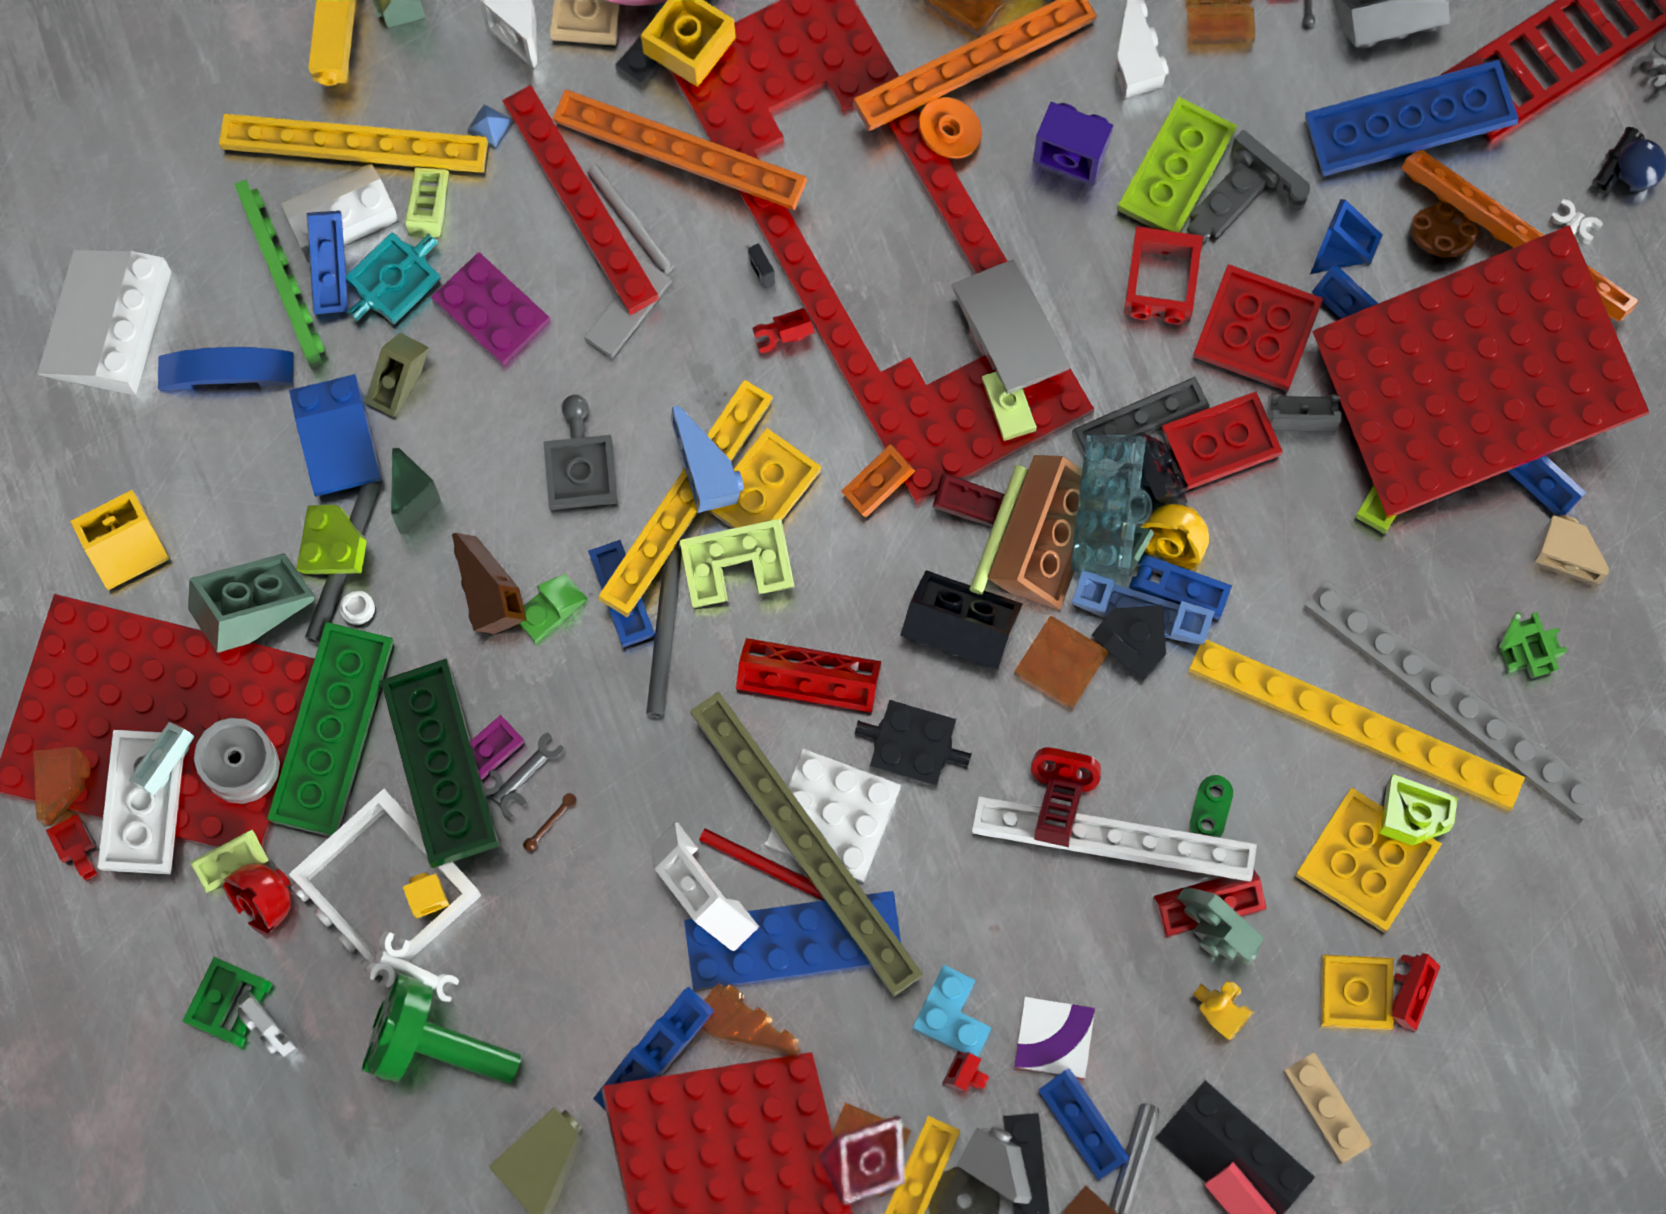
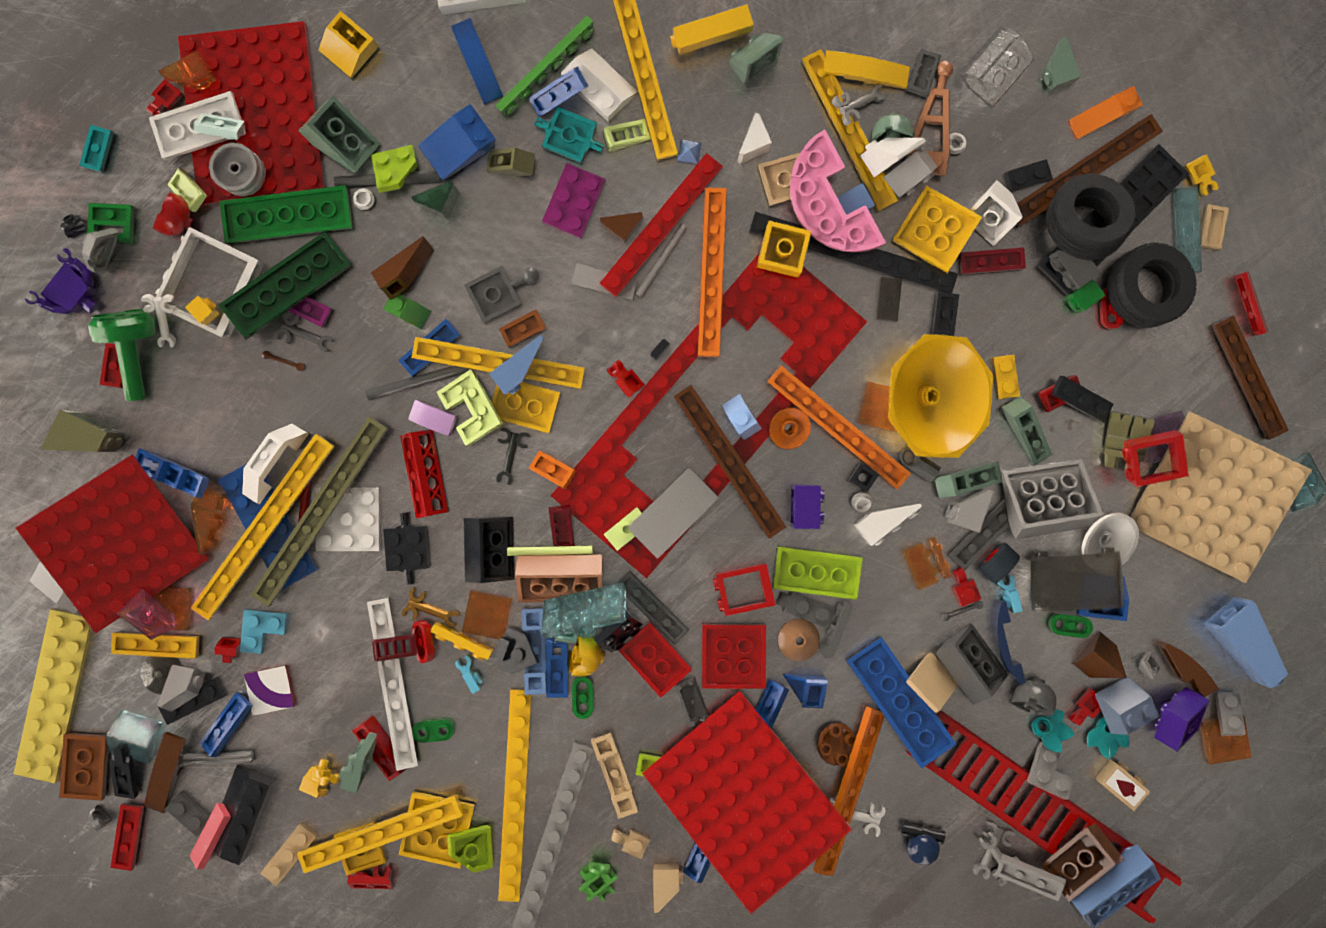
camera: 65 degrees right, 15 degrees up
(103, 979) = (96, 148): none -> teal plate
(204, 1064) = (73, 225): none -> black plate
(301, 1103) = (69, 288): none -> dark purple torso
(450, 1084) = (110, 368): none -> red plate
(557, 253) = (622, 225): none -> reddish brown slope
(649, 448) = (522, 328): none -> dark orange plate
(729, 627) = (432, 417): none -> lavender slope
(796, 939) = (262, 527): none -> yellow plate
(811, 524) = (514, 439): none -> pearl dark grey bar
(906, 185) = (741, 417): none -> light blue slope
(965, 222) = (730, 461): none -> reddish brown plate
(1005, 763) = (414, 605): none -> pearl gold bar
(1063, 46) = (870, 476): none -> black plate
(1088, 710) = (461, 641): none -> yellow plate
(1096, 70) = (861, 501): none -> white plate
(1151, 717) = (471, 678): none -> medium azure plate
(1240, 563) = (582, 696): none -> green plate
(1263, 245) = (791, 631): none -> medium nougat dish
(1343, 942) = (380, 833): none -> yellow plate
(1377, 563) = (615, 775): none -> tan slope
(1397, 65) = (932, 682): none -> tan tile
(1490, 575) = (633, 843): none -> tan plate

